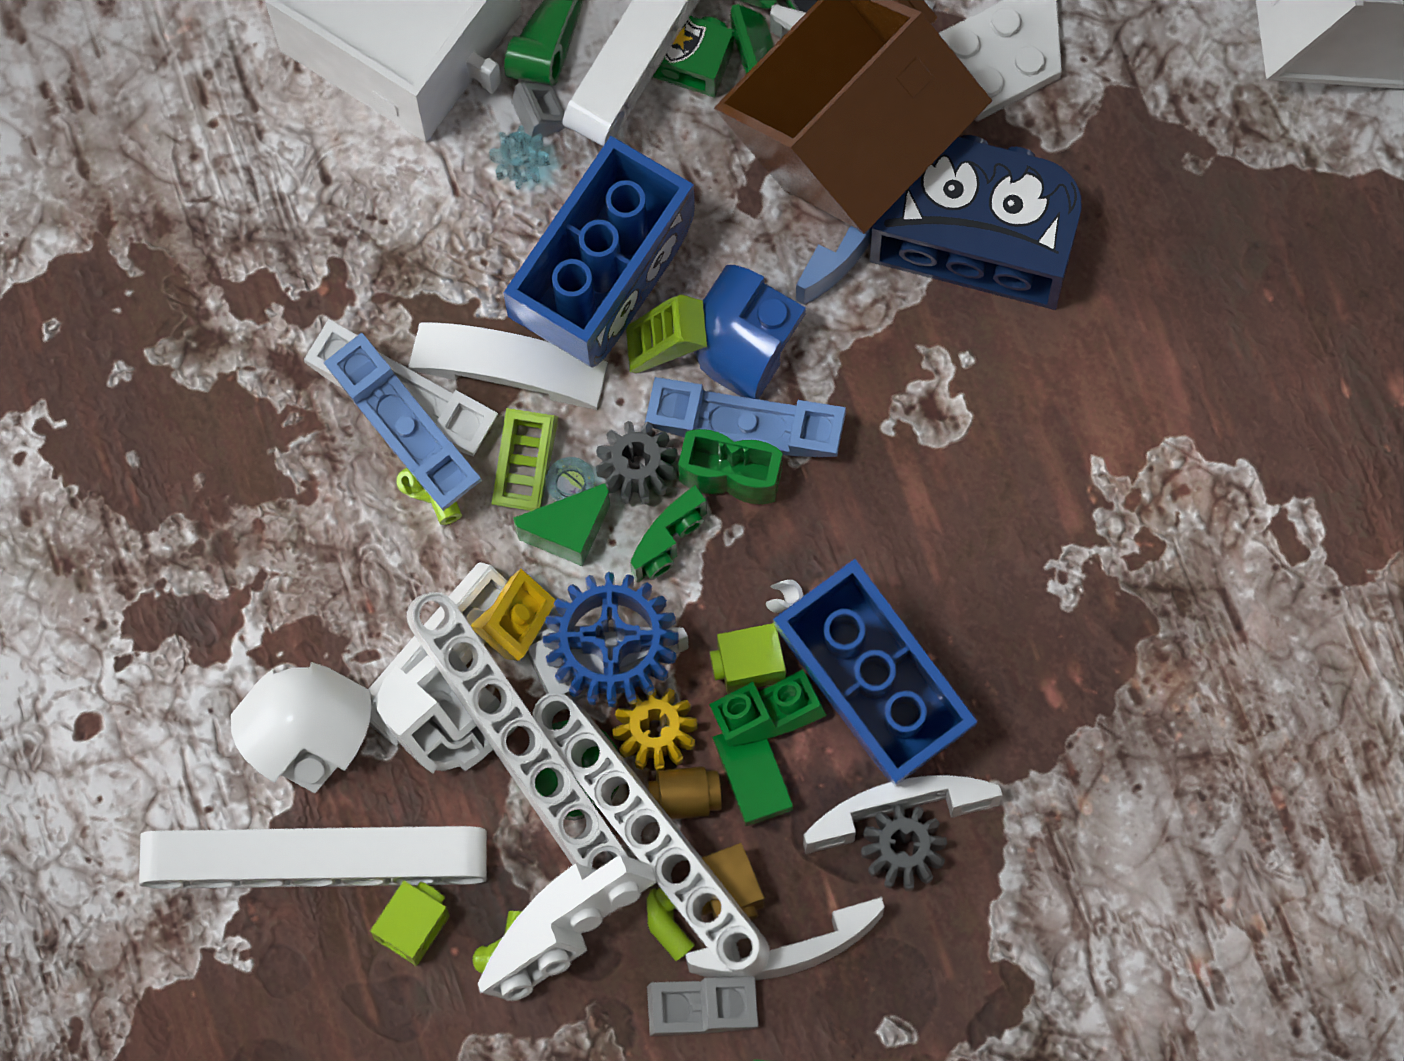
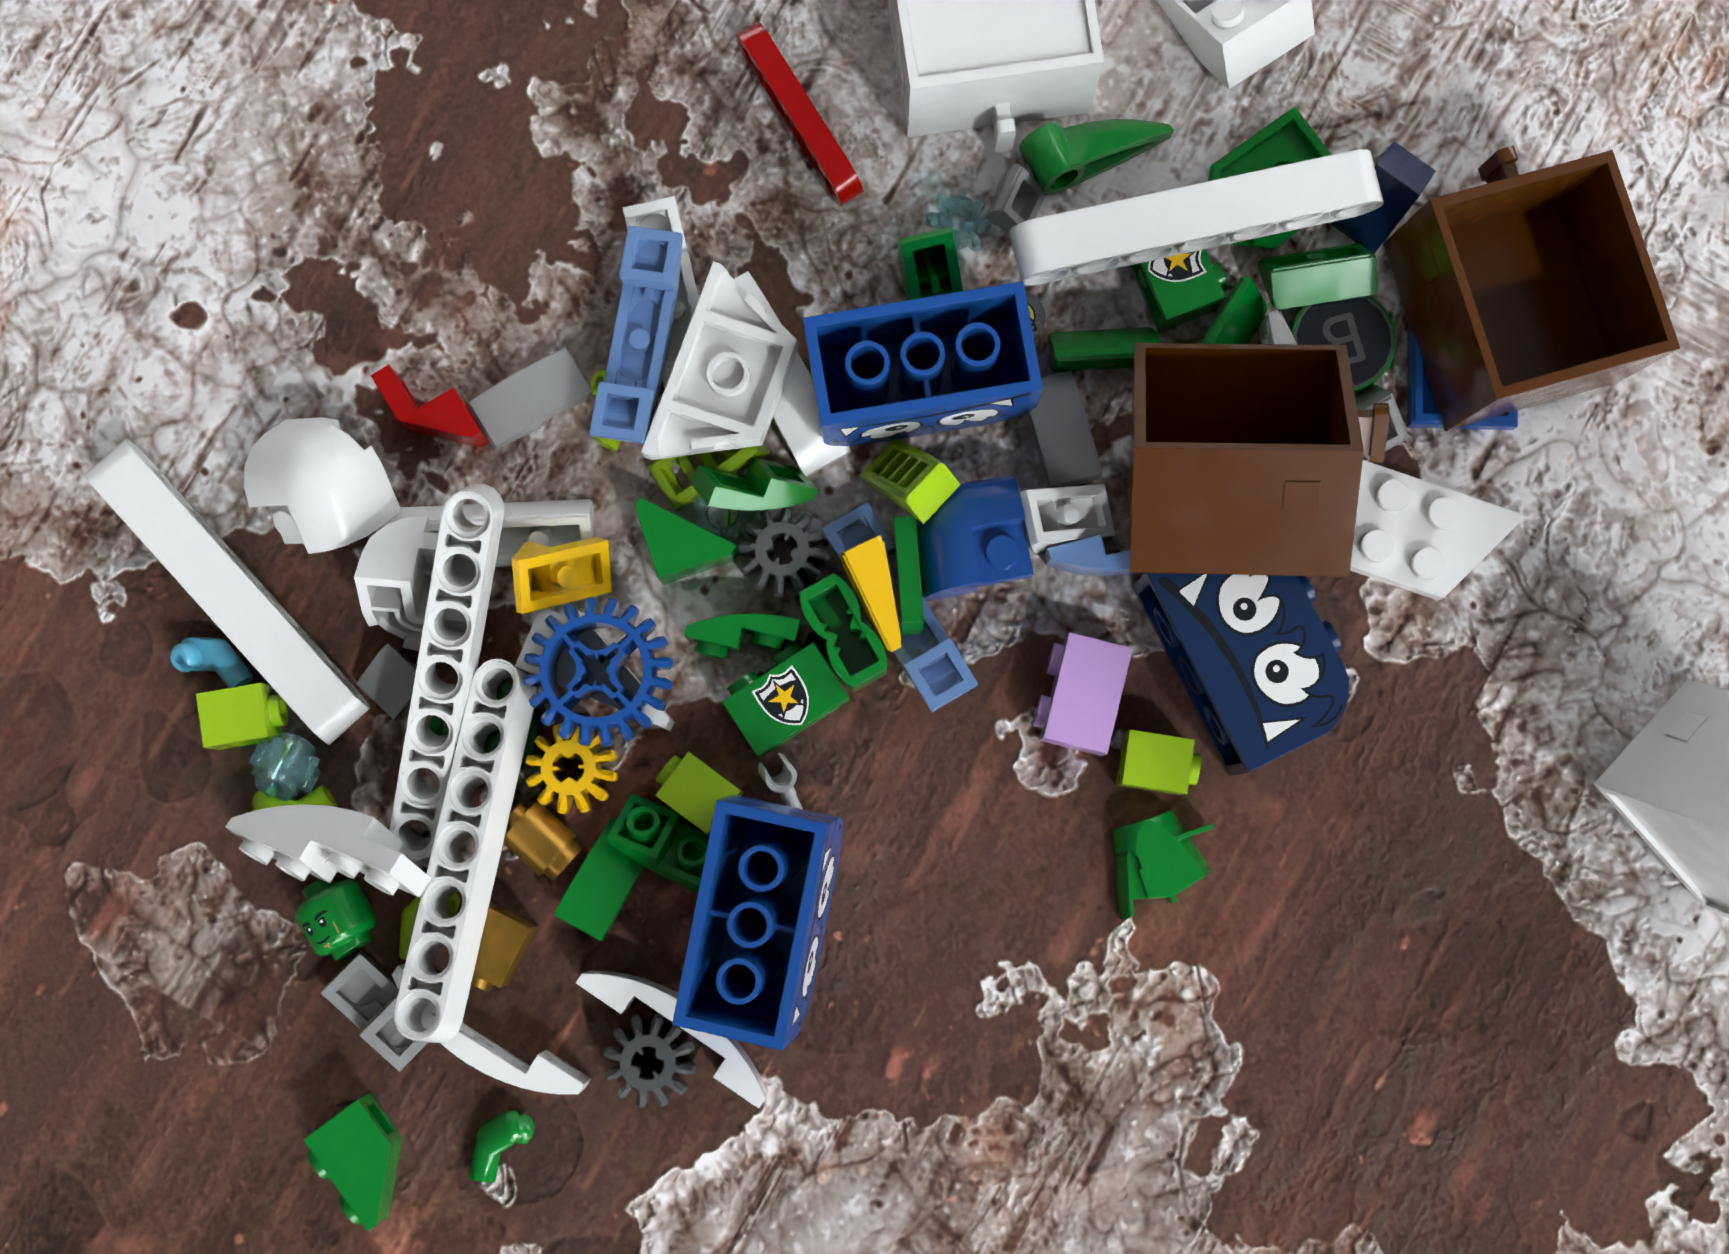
camera: 45 degrees right, 10 degrees up
(334, 606) = (441, 417): none -> red slope
(345, 195) = (799, 114): none -> red beam
(347, 910) = (211, 655): none -> medium azure arm
(371, 540) = (529, 398): none -> light grey slope
(474, 919) = (285, 766): none -> clear light blue gear
(481, 799) = (389, 680): none -> light grey slope
(483, 389) = (723, 375): none -> white wing
(532, 199) = (929, 264): none -> green slope
(578, 438) = (763, 488): none -> green slope
(611, 975) = (335, 917): none -> green head
(693, 139) = (1097, 348): none -> green slope
(706, 409) = (871, 580): none -> yellow slope
(731, 216) = (1064, 434): none -> light grey slope
(731, 391) = (908, 575): none -> green tile
(739, 546) = (785, 698): none -> green brick
(784, 256) = (1066, 515): none -> white slope
(862, 1002) = (495, 1138): none -> green arm
(914, 351) = (1083, 693): none -> lavender brick
(1003, 344) = (1157, 762): none -> lime brick
(1068, 404) = (1156, 860): none -> green piece

